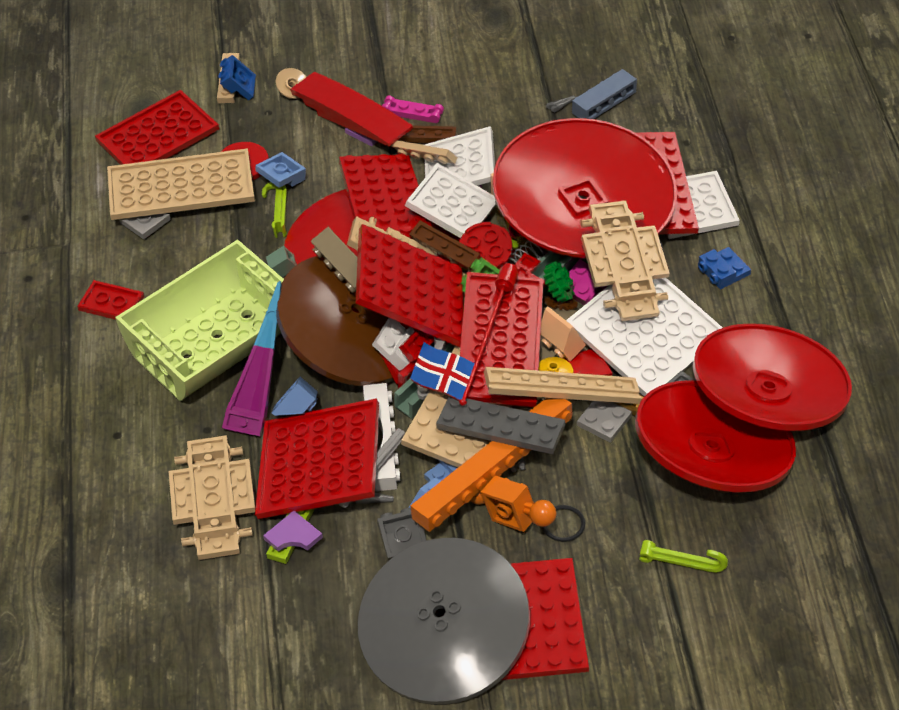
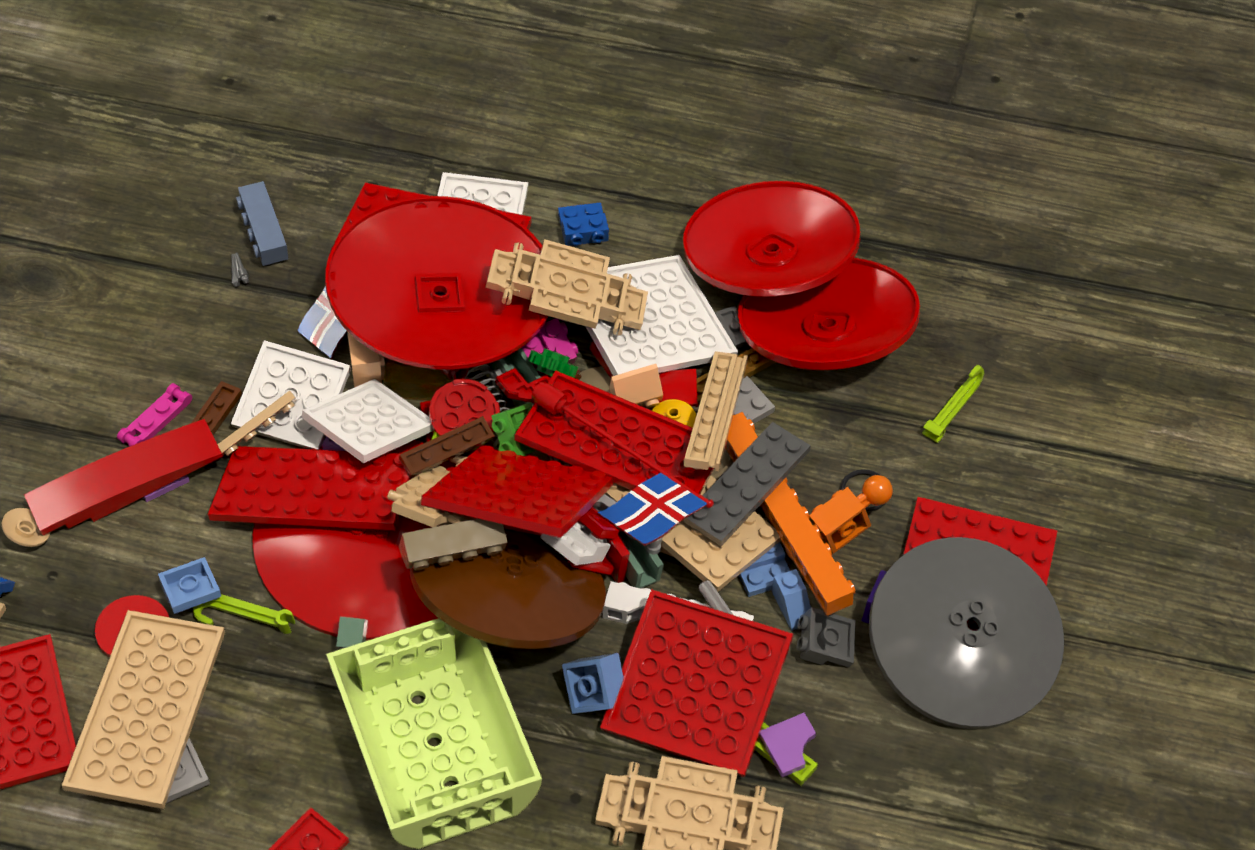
camera: 75 degrees left, 5 degrees up
(250, 399) = (568, 728): magenta plate -> none

